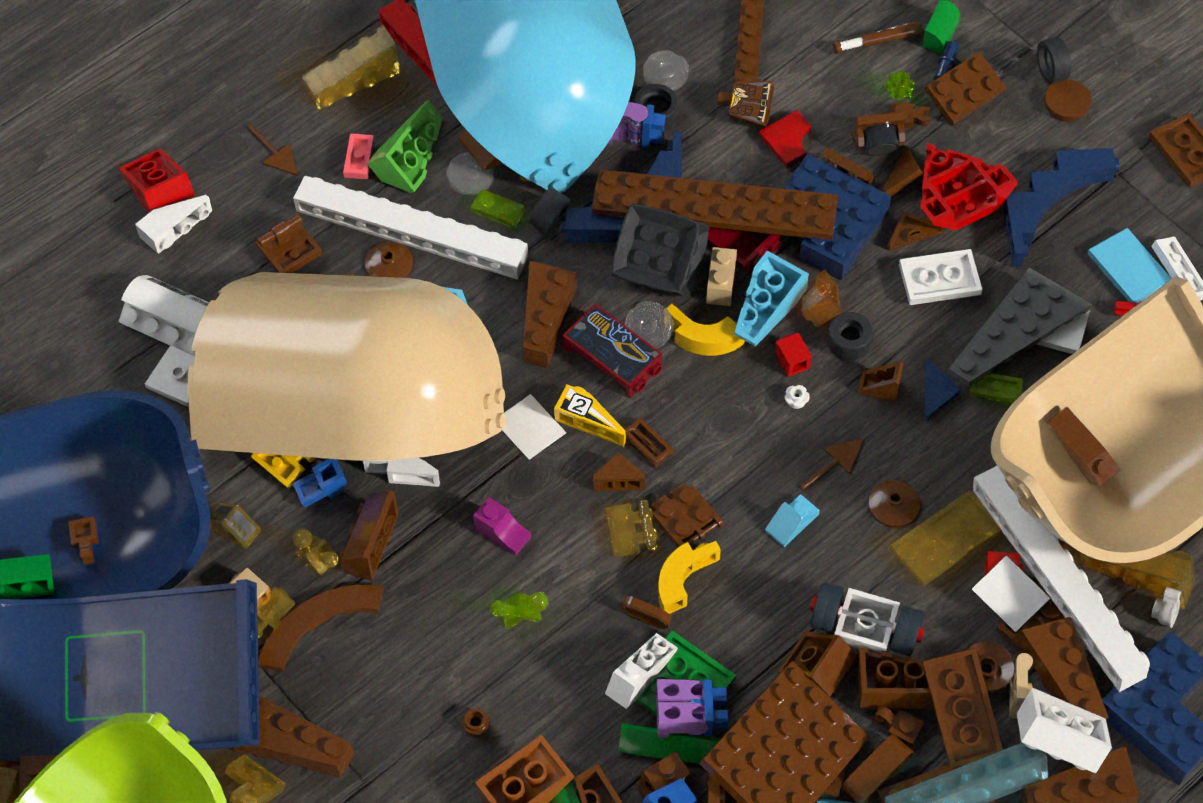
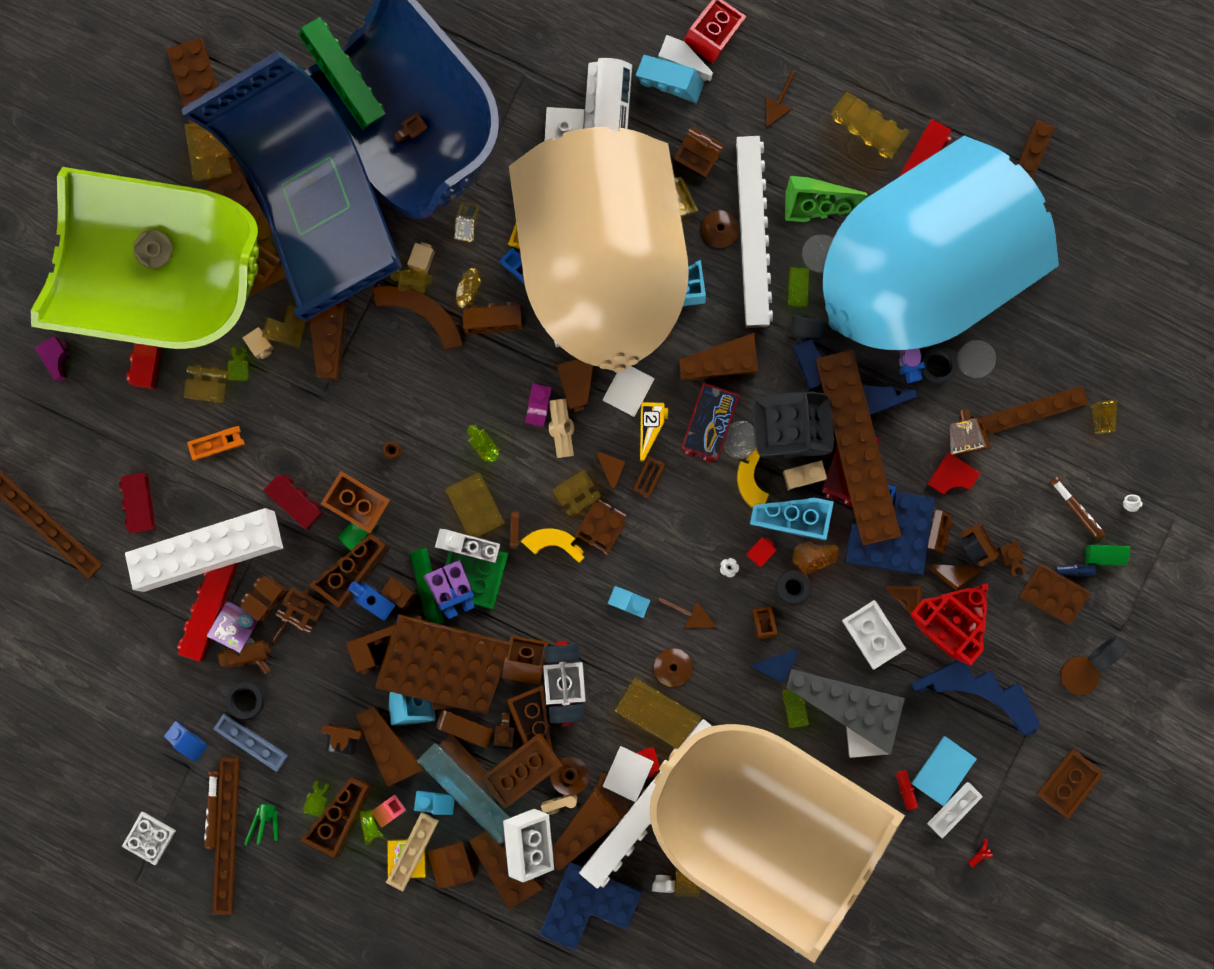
camera: 70 degrees right, 25 degrees up
(185, 241) = (670, 78): none -> medium azure wedge
(358, 155) = (799, 165): coral plate -> none
(495, 474) = (576, 383): none -> reddish brown slope
(543, 510) = (561, 428): none -> tan piece
(591, 650) = (475, 506): none -> clear yellow plate
(899, 85) = (1033, 538): clear neon green gear -> none
(1083, 447) = (755, 789): reddish brown slope -> none

